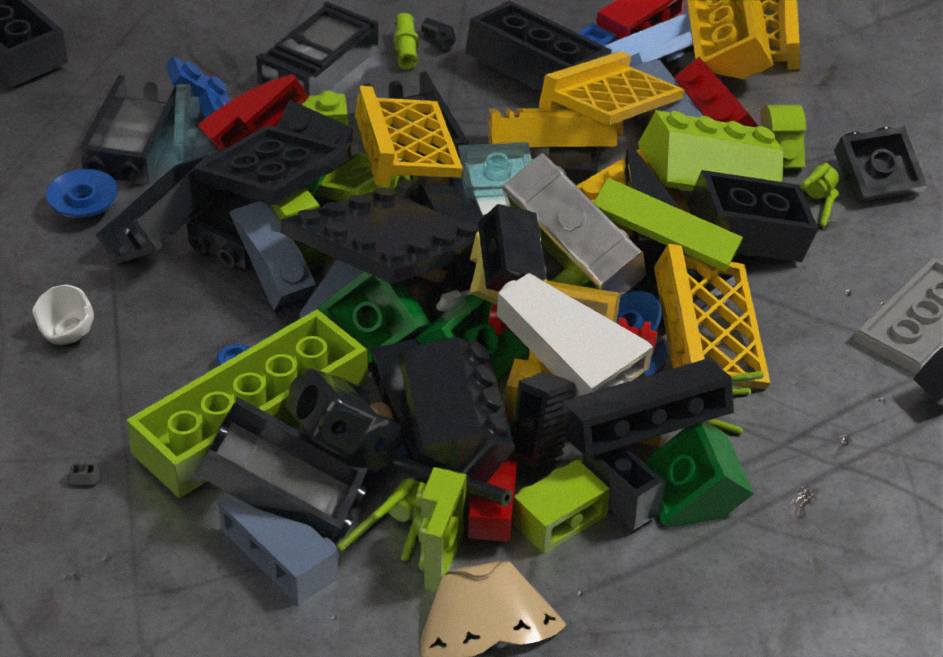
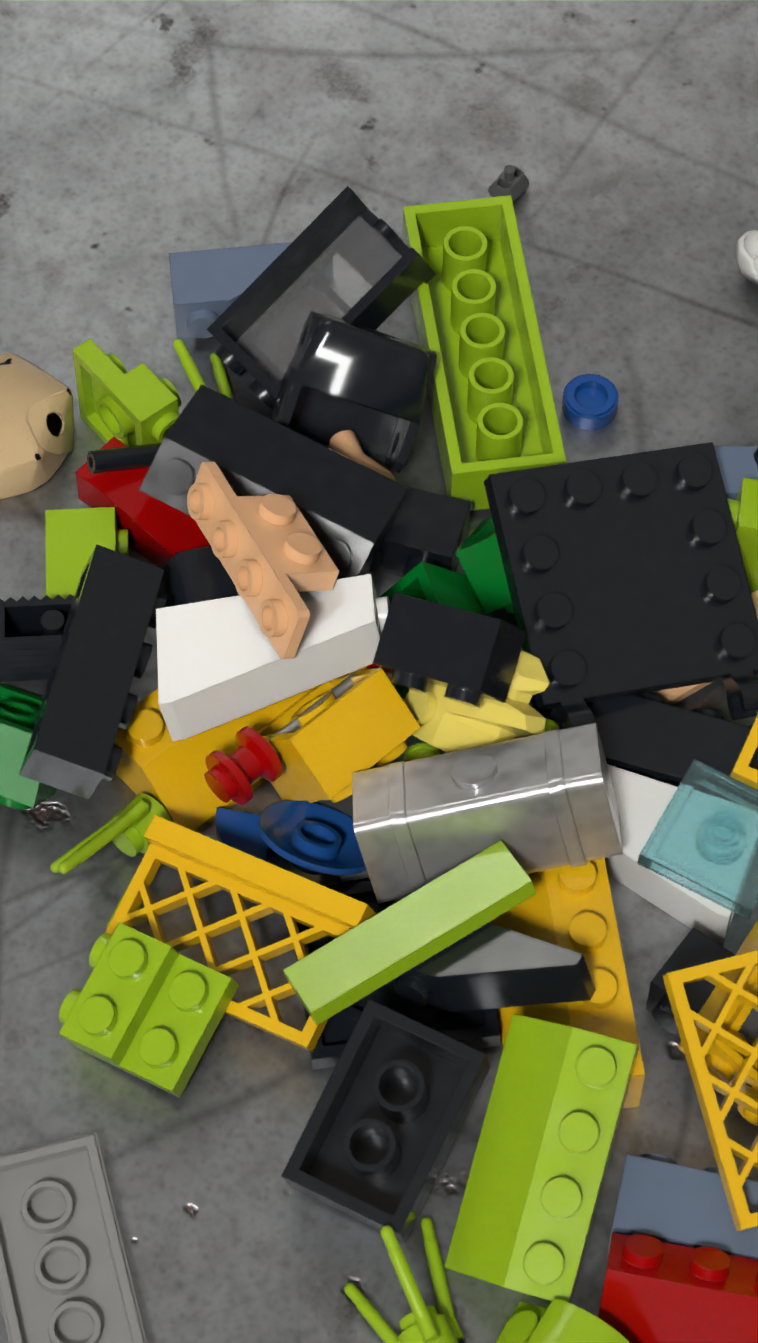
camera: 125 degrees right, 15 degrees up
(527, 337) = (265, 552): none -> light nougat bracket
(784, 335) = (146, 1008): none -> lime plate

